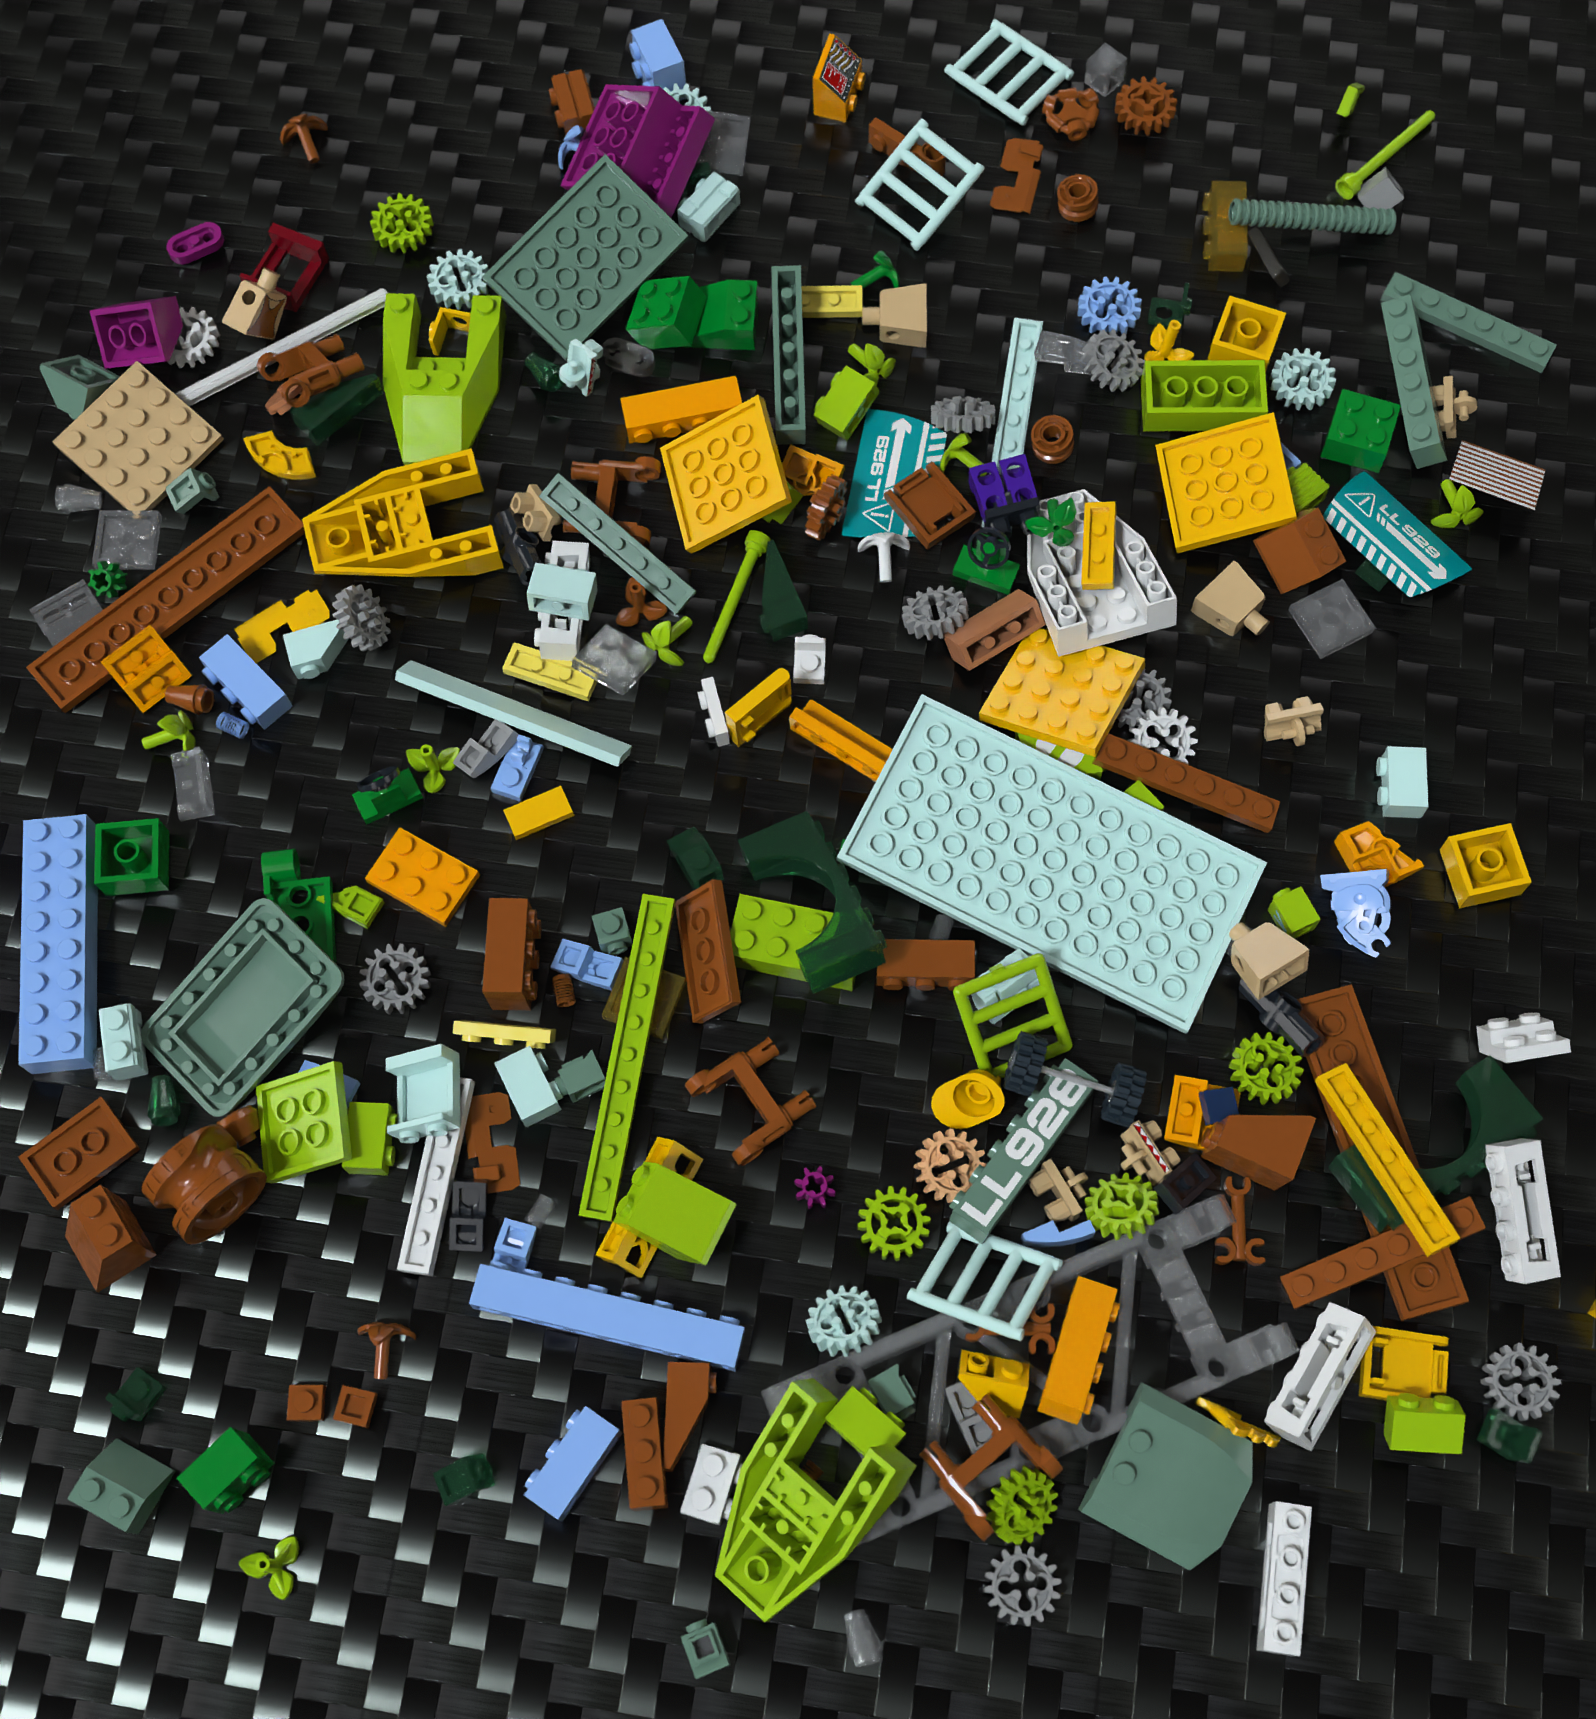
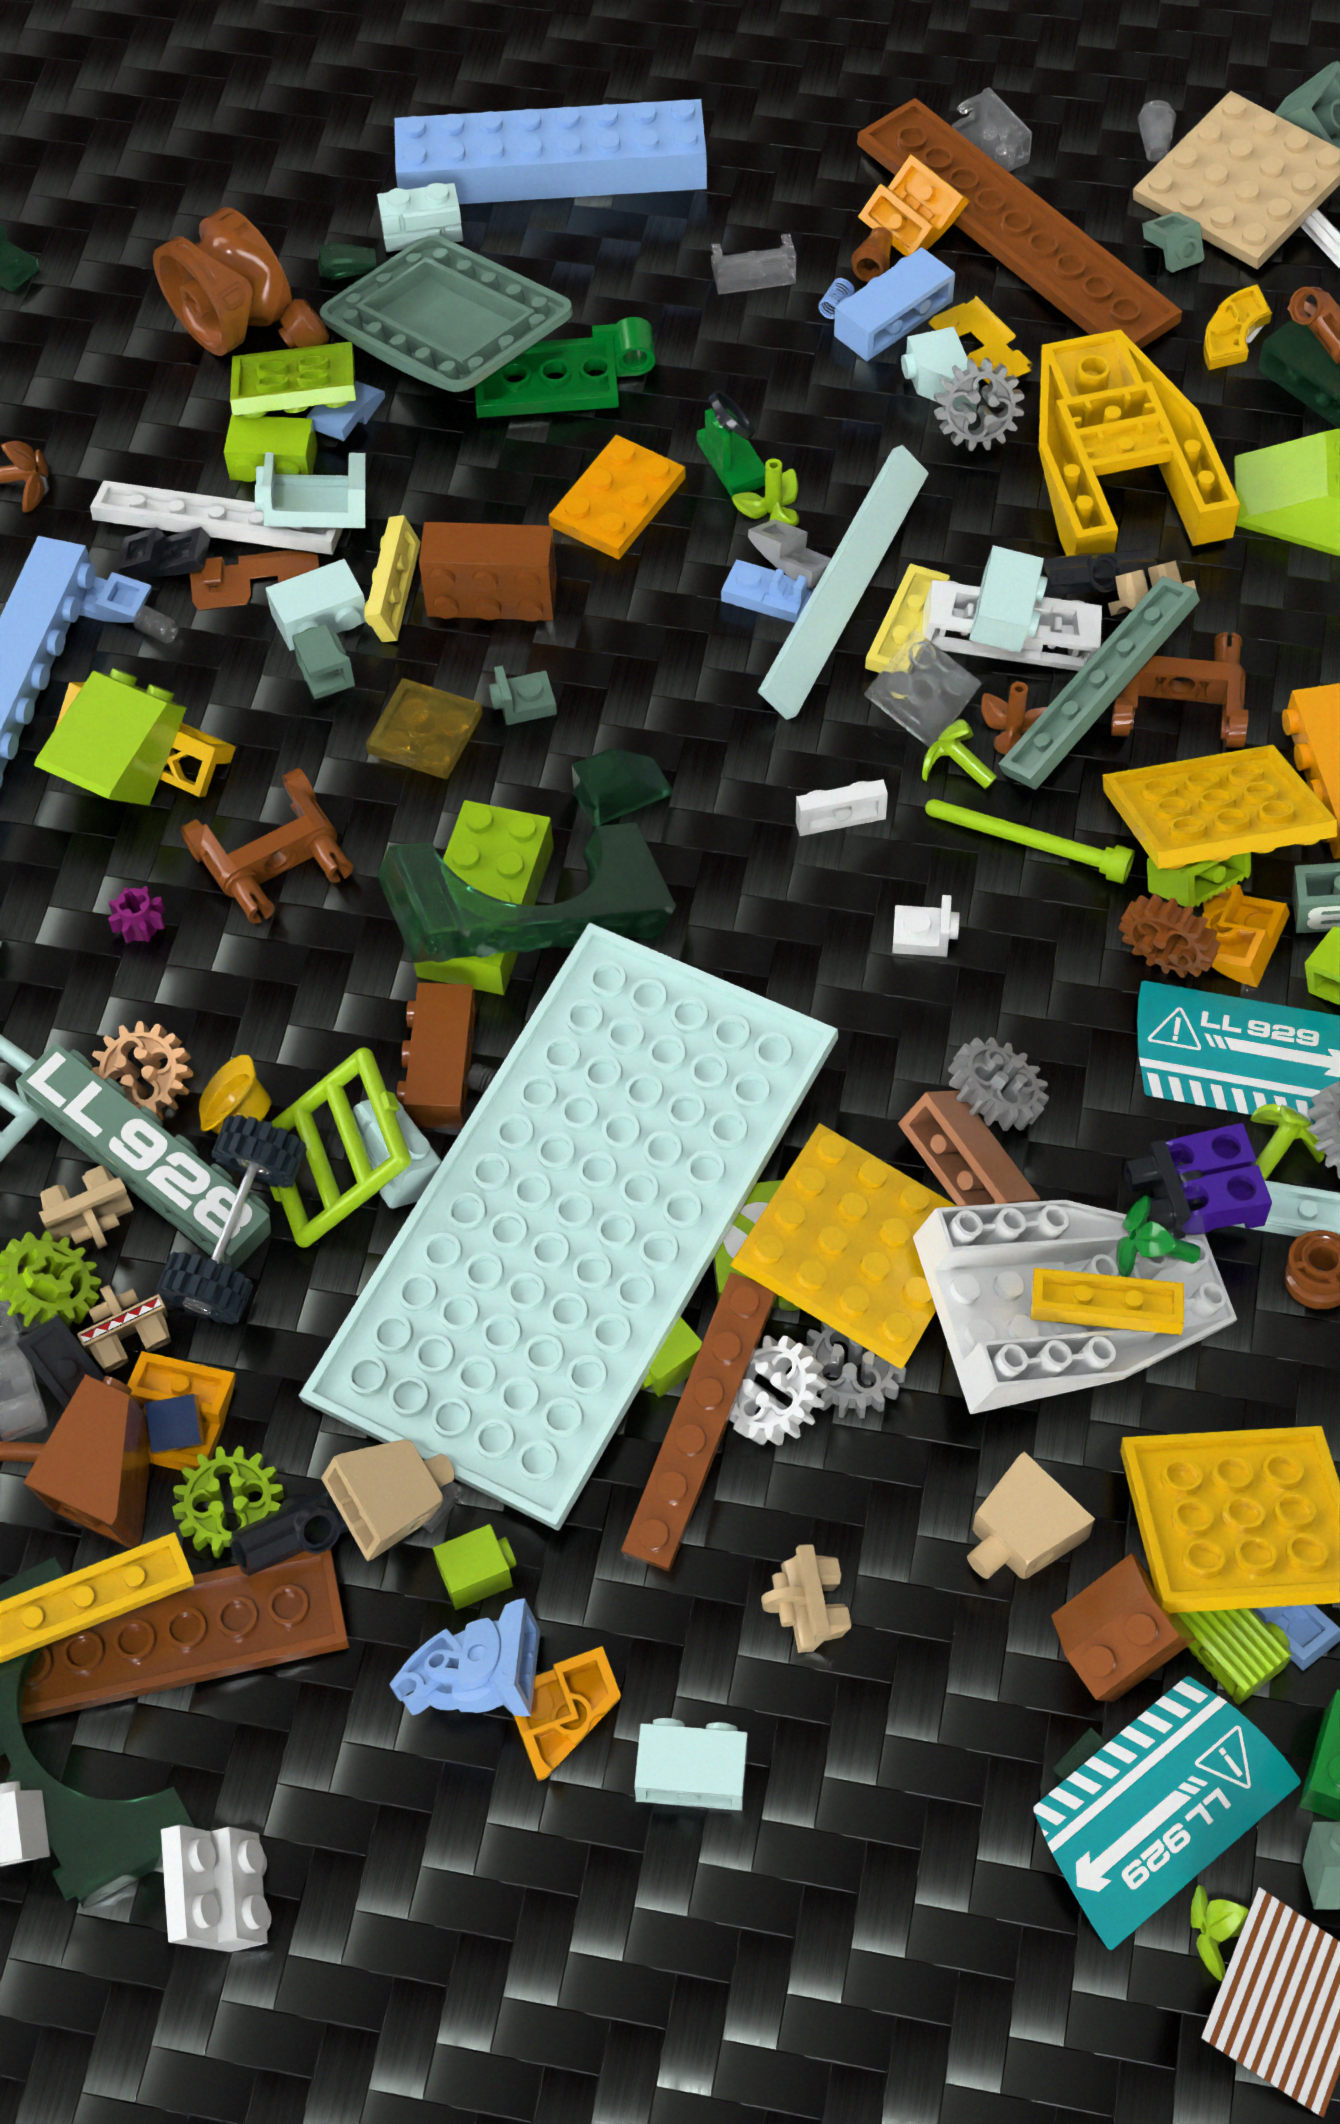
camera: 90 degrees right, 10 degrees down
(79, 1153) = (293, 192): dark orange plate -> none
(106, 1237) = (176, 199): dark orange slope -> none
(107, 579) = (1038, 162): green gear -> none
(127, 538) = (1099, 181): clear plate -> none
(131, 857) = (653, 206): green brick -> none
(174, 728) = (825, 230): lime plant -> none
(356, 905) = (582, 432): lime tile -> none
(399, 961) = (460, 477): light grey gear -> none
(538, 812) = (700, 615): yellow tile -> none
(564, 1001) = (434, 650): dark orange piece -> none
(586, 964) = (477, 666): light blue slope -> none
(627, 1058) = (351, 700): lime plate -> none
(707, 951) = (475, 787): dark orange tile -> none
(759, 707) = (840, 851): yellow container -> none
(781, 605) = (1028, 886): clear green slope -> none
(840, 739) = (805, 954): light orange panel -> none
(883, 542) = (1119, 1022): white plant -> none
(884, 1234) = (73, 1004): lime gear -> none
(926, 501) = (1195, 1085): dark orange container -> none
(988, 562) = (1088, 1158): green piece -> none
(1048, 1235) = (22, 1194): light blue slope -> none
(1331, 618) = (1003, 1689): clear plate -> none
(1485, 865) = (526, 1874): yellow brick -> none

